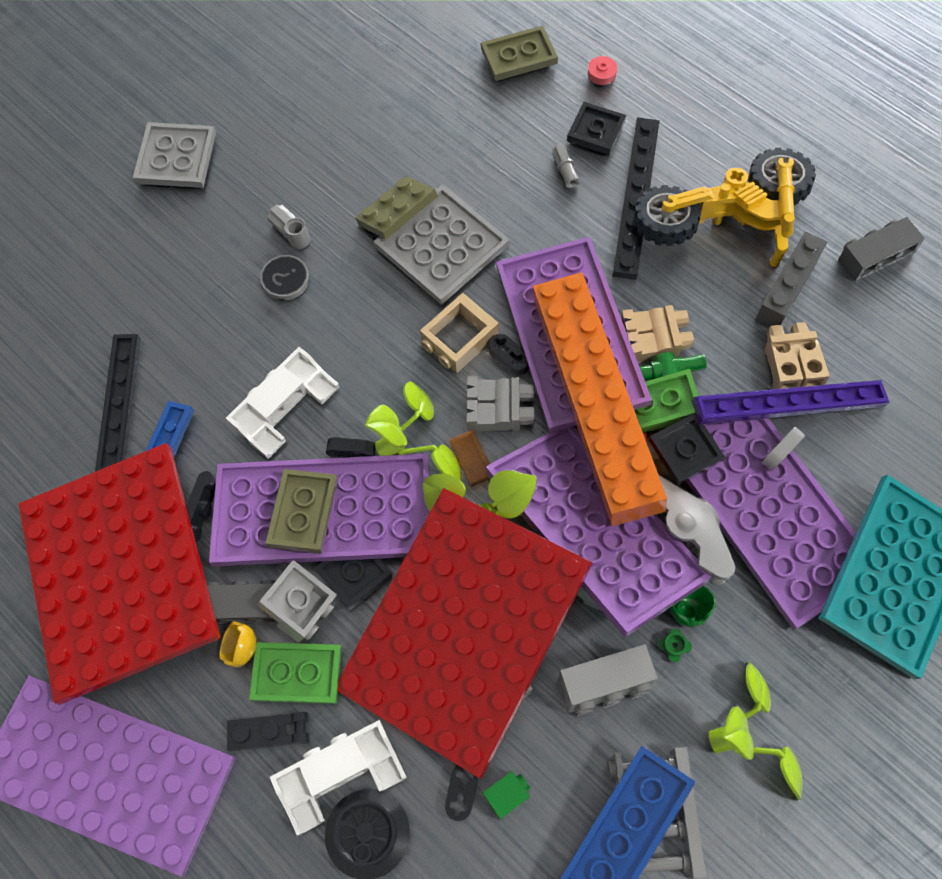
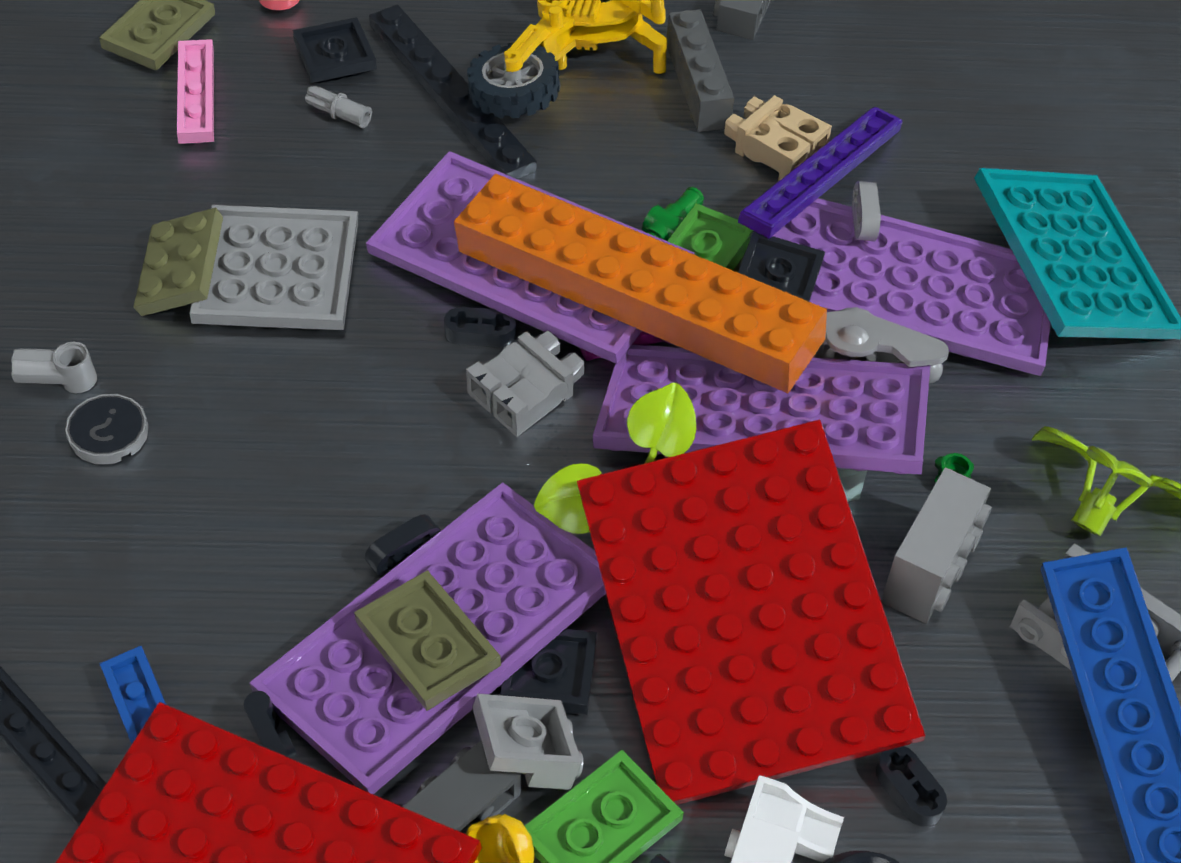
camera: 50 degrees left, 15 degrees down
(276, 397) = (247, 556): white bracket -> none
(393, 441) = (450, 496): lime plant -> none
(471, 457) = (547, 453): clear orange tile -> none
(472, 313) = (407, 312): tan window -> none
(500, 107) = (195, 91): none -> bright pink plate
(507, 794) = (960, 743): green brick -> none
(657, 332) = (622, 192): tan hips -> none
(695, 608) = (943, 419): green hair -> none

